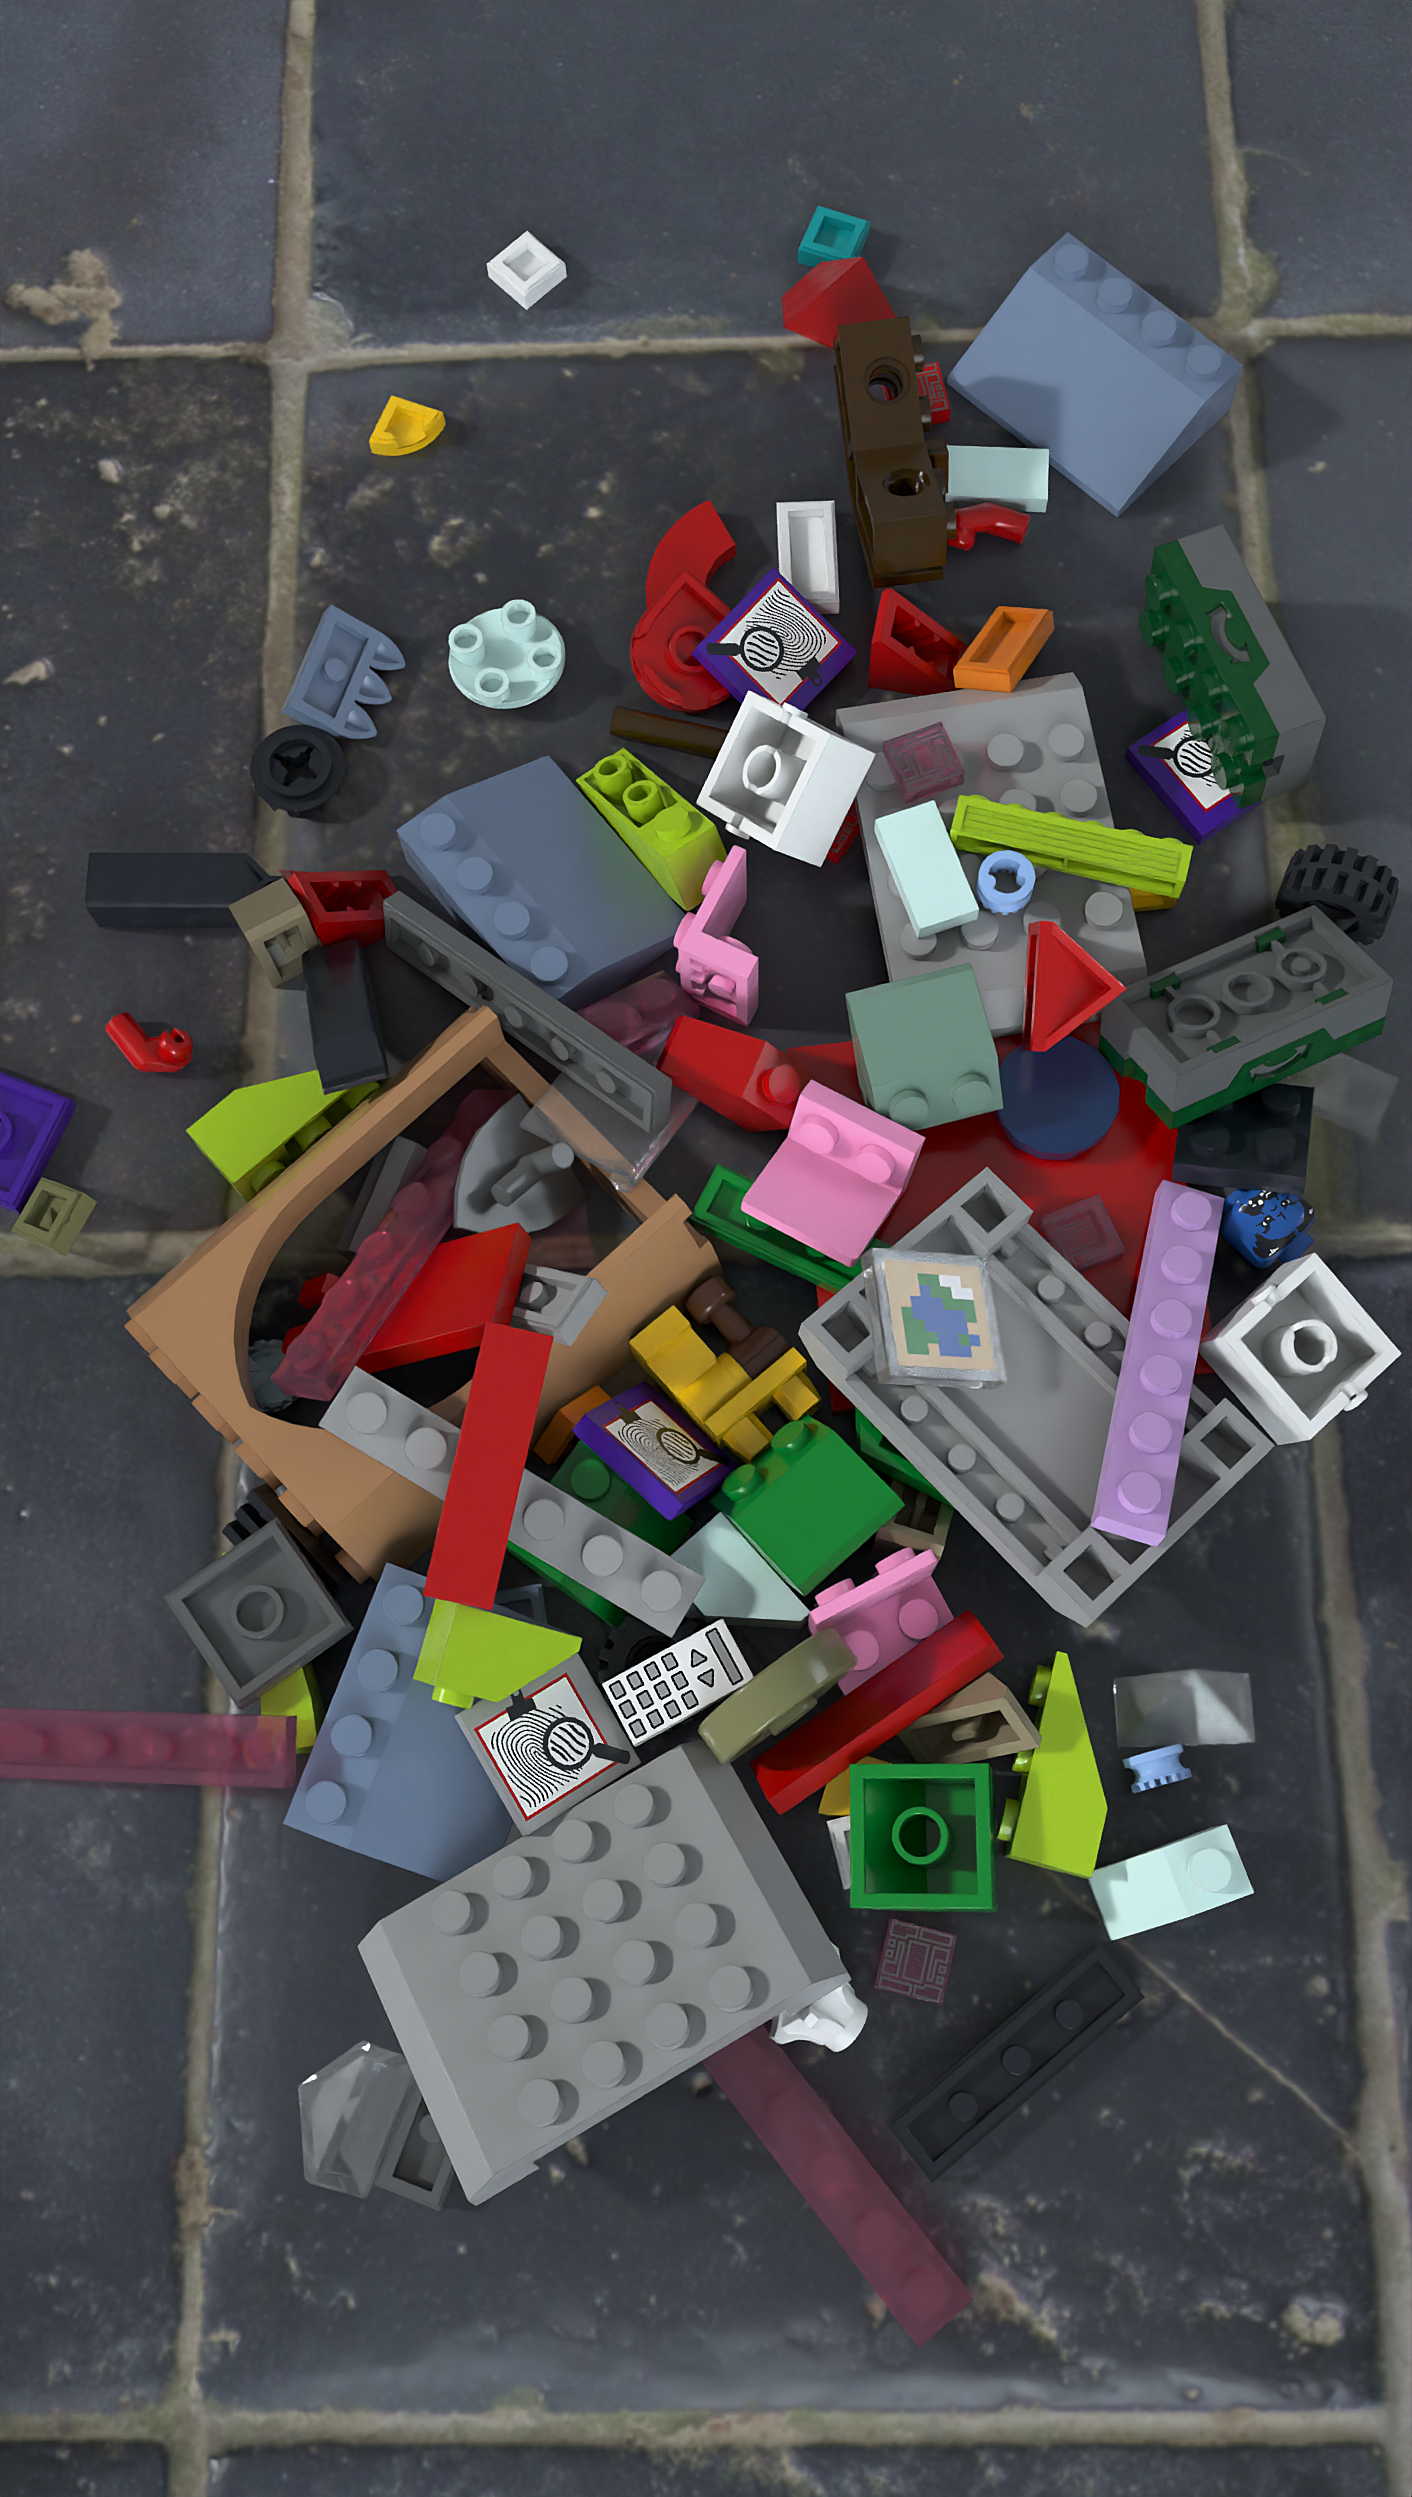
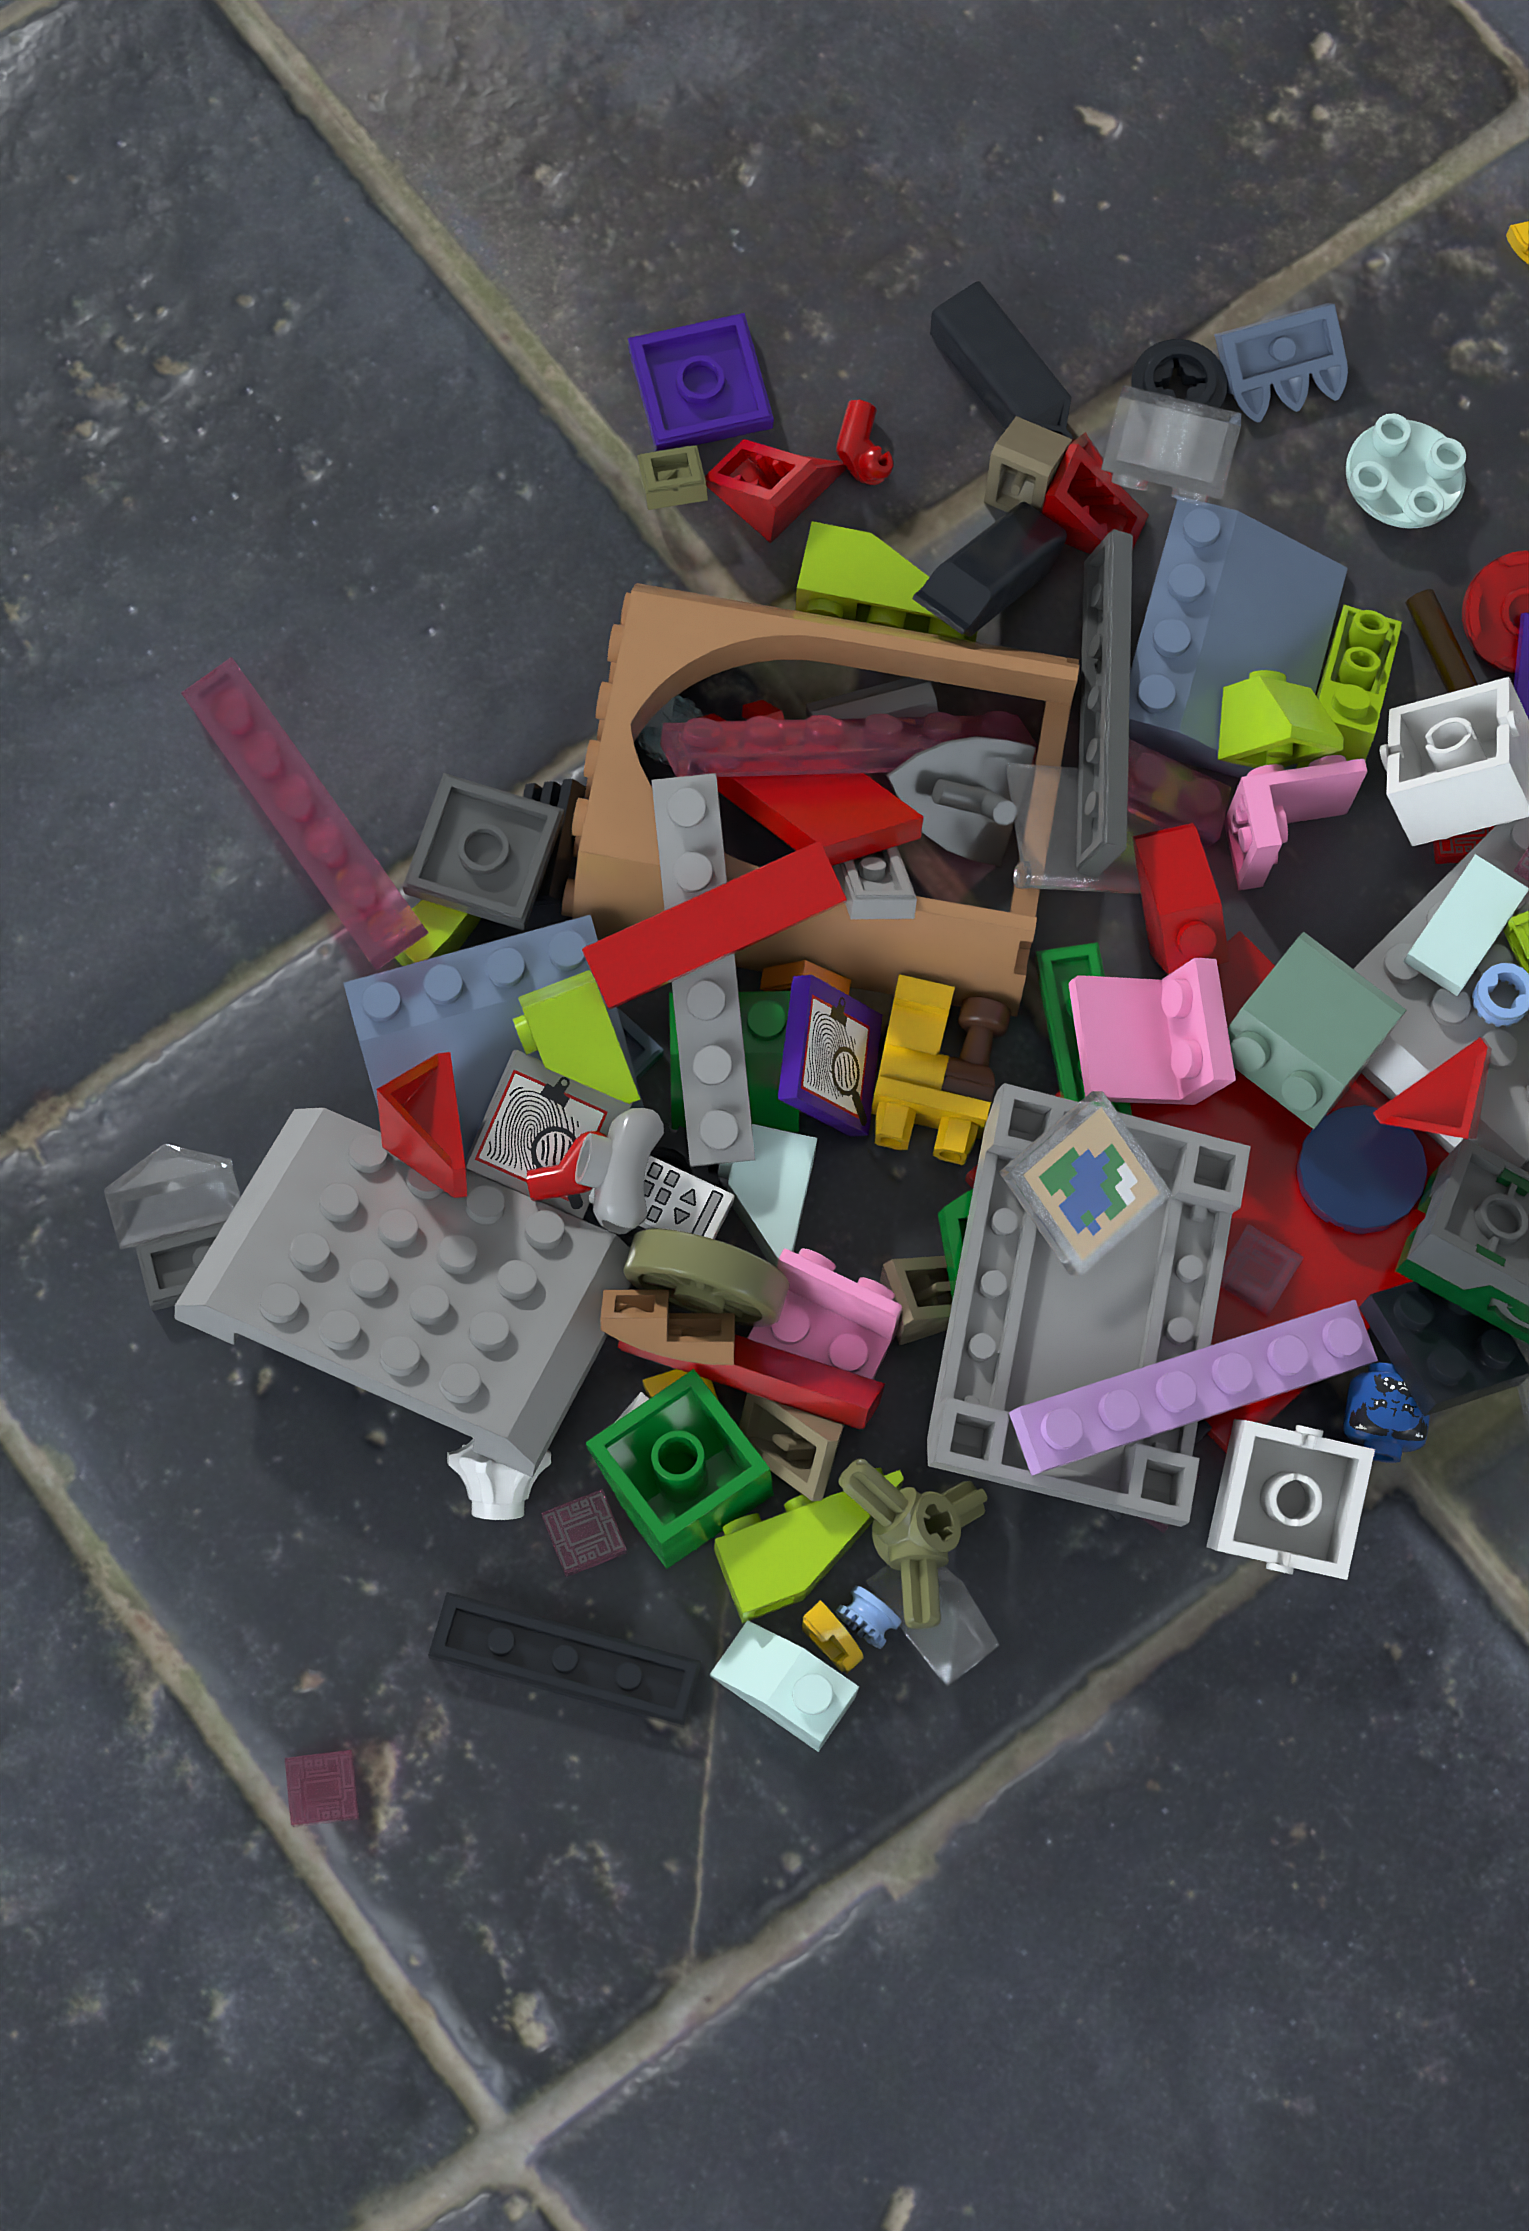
camera: 45 degrees right, 0 degrees up
(123, 1143) = (770, 484): none -> red slope
(350, 804) = (1171, 445): none -> clear brick
(468, 1847) = (423, 1123): none -> red slope
(602, 1738) = (560, 1178): none -> red arm
(631, 1703) = (618, 1166): none -> light grey piece
(646, 893) = (1274, 723): none -> lime slope
(785, 1777) = (645, 1323): none -> medium nougat slope
(806, 1502) = (871, 1194): green slope -> none
(839, 2183) = (381, 1578): clear pink plate -> none
(985, 2369) = (321, 1788): none -> clear pink tile
(1121, 1679) = (914, 1532): none -> olive bush
(1151, 1813) = (831, 1637): none -> yellow tile

